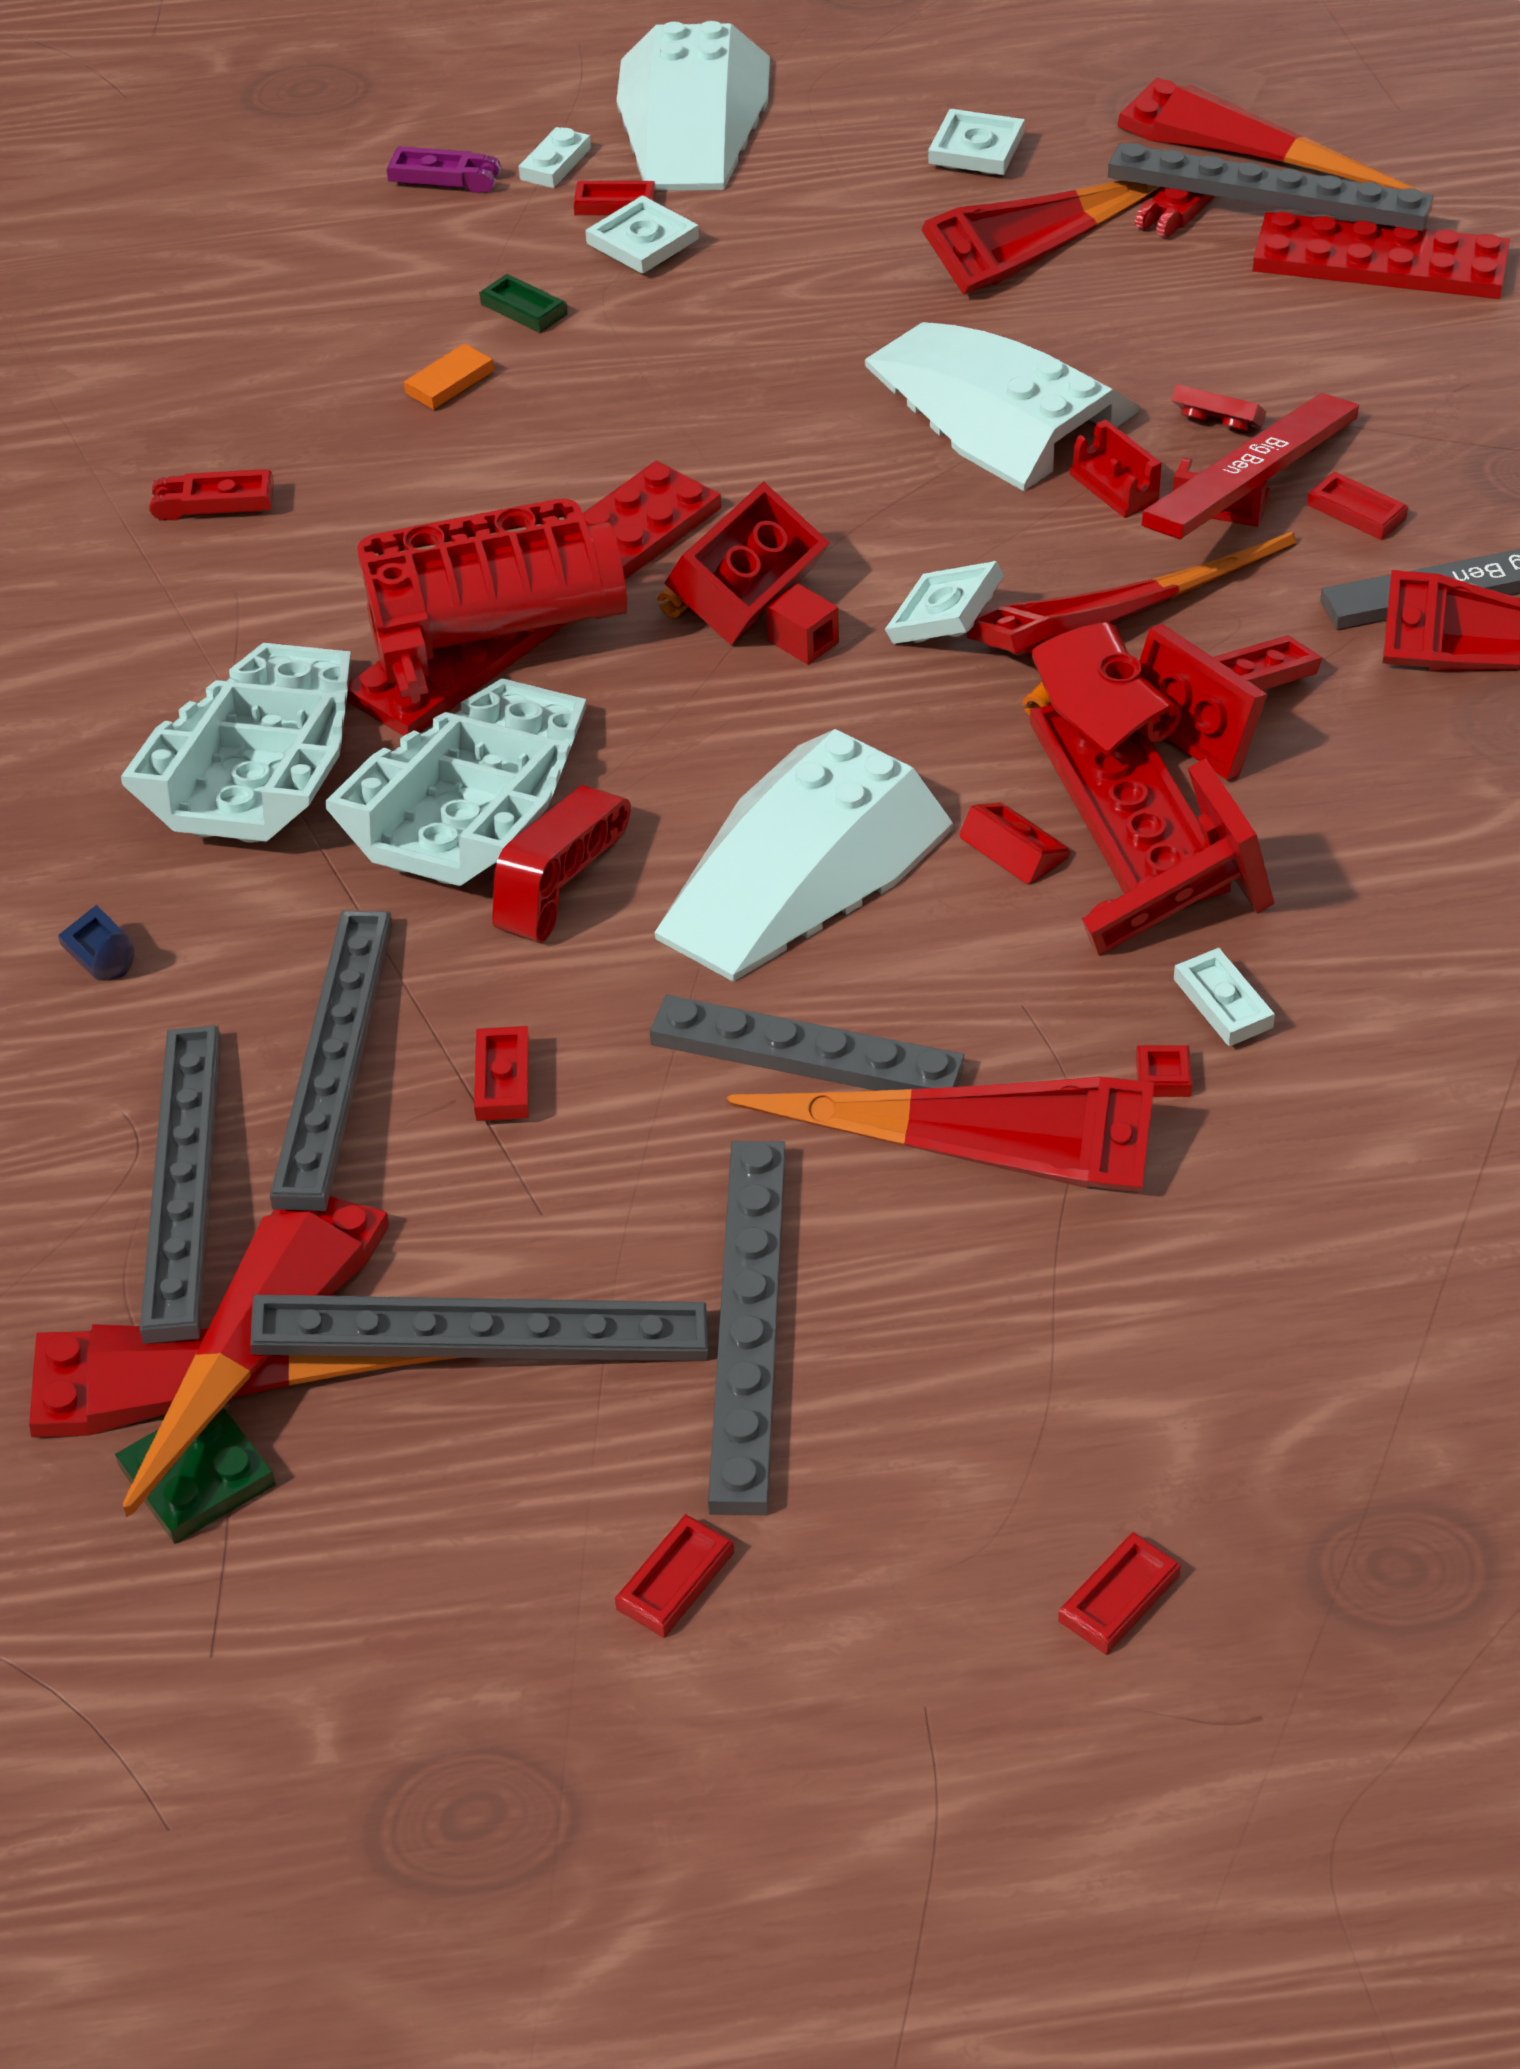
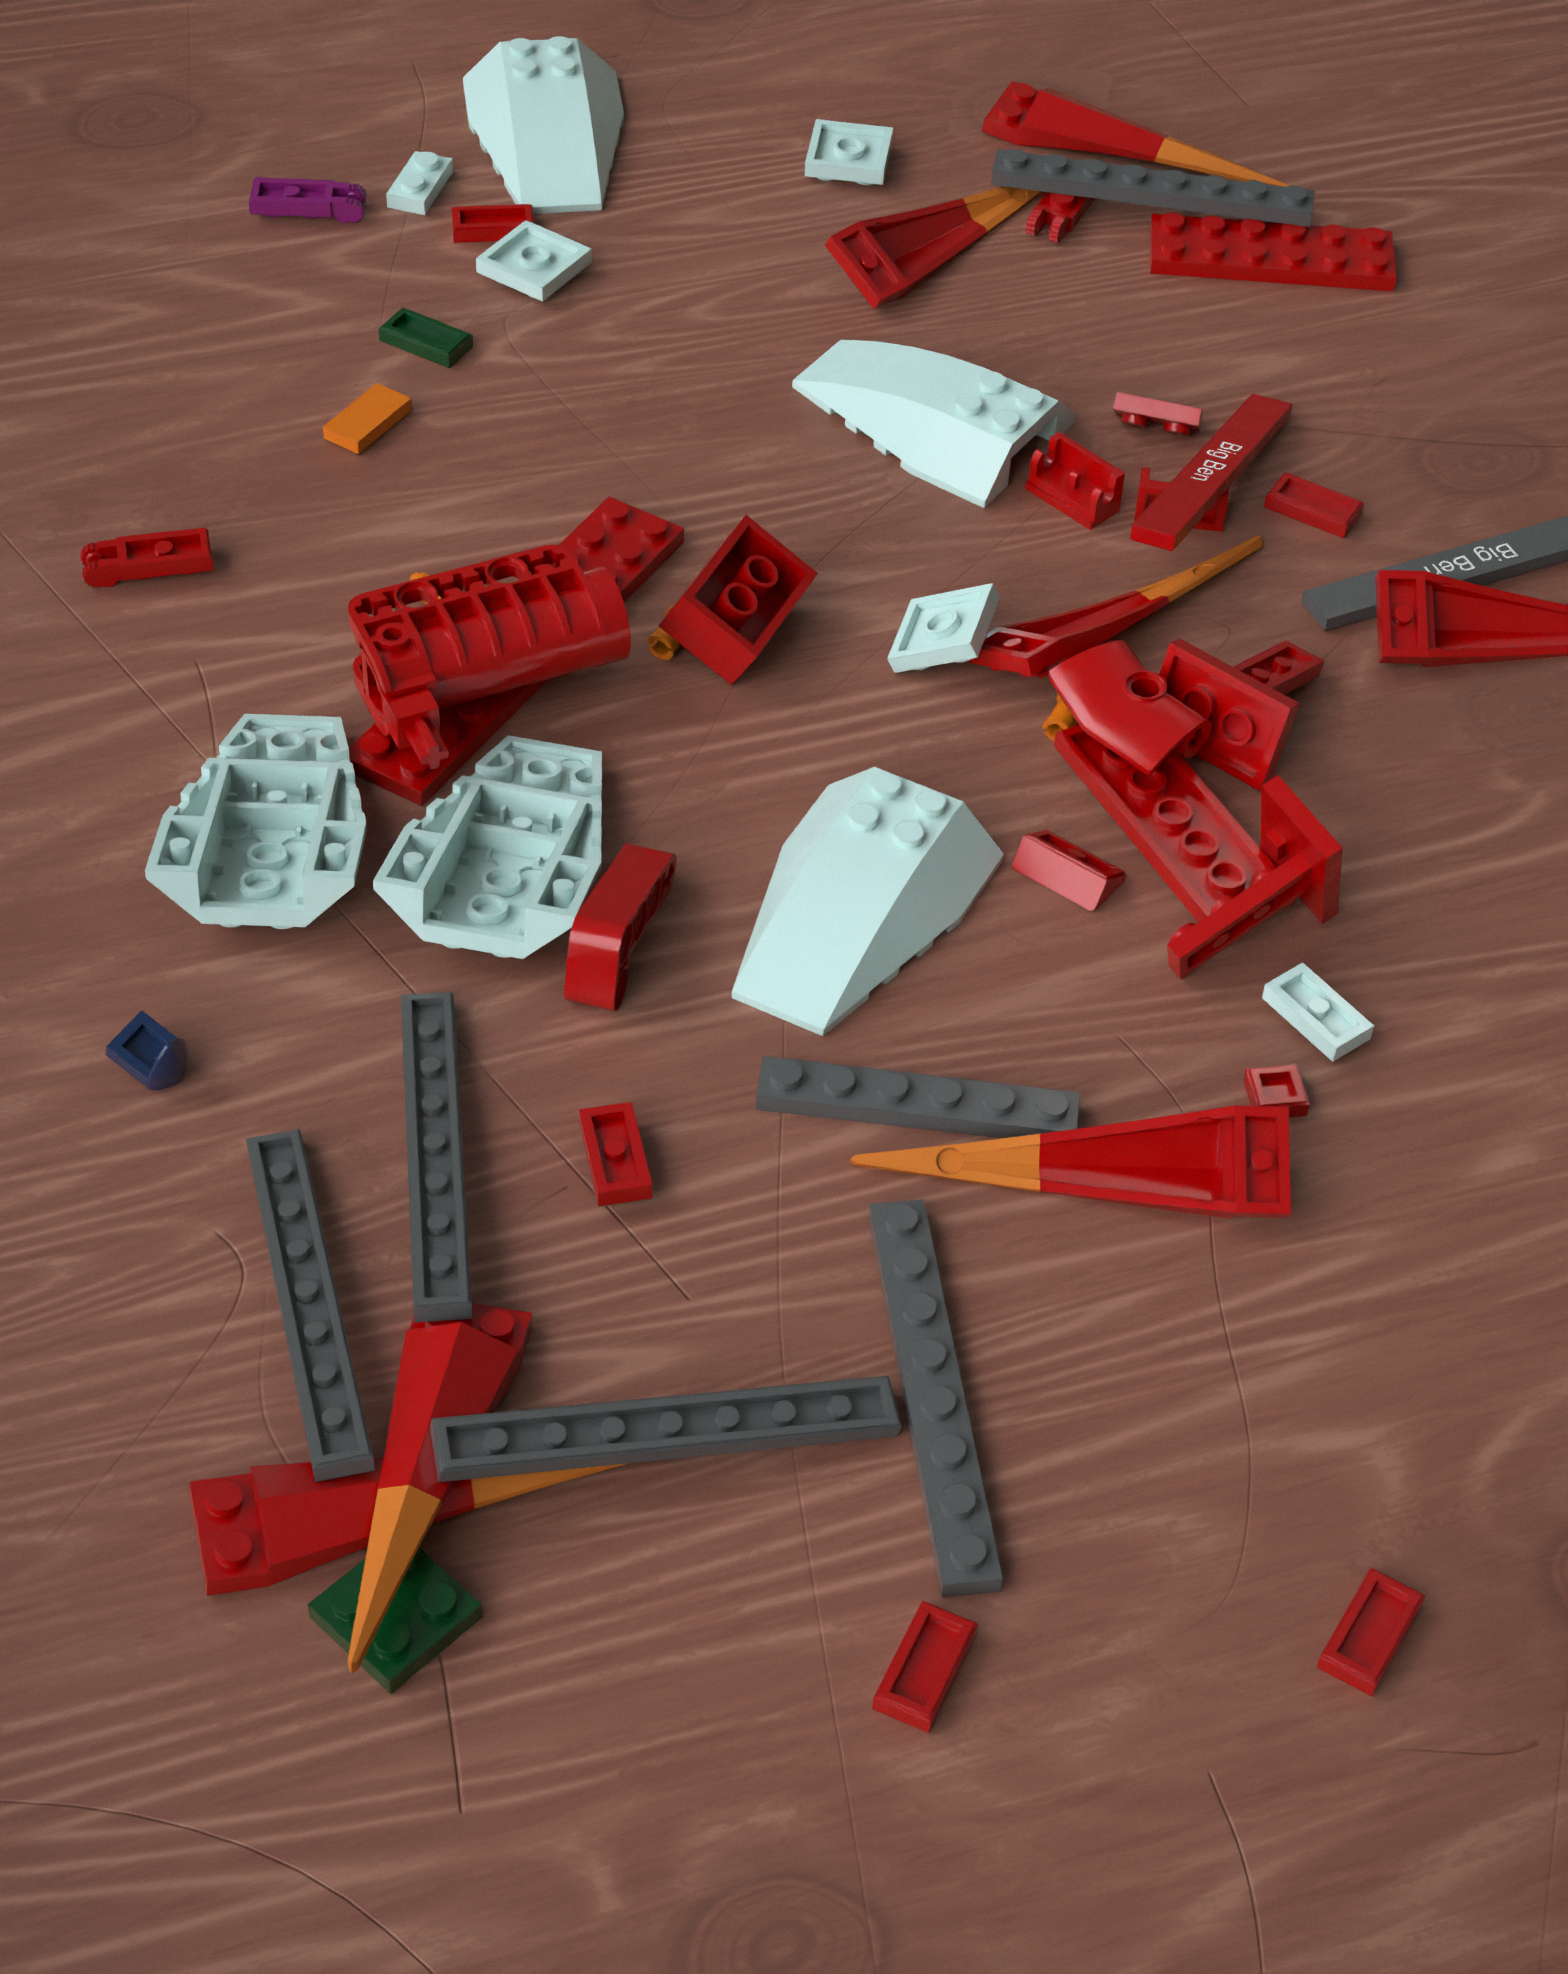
camera: 15 degrees left, 0 degrees up
(802, 623) = (803, 658): red brick -> none

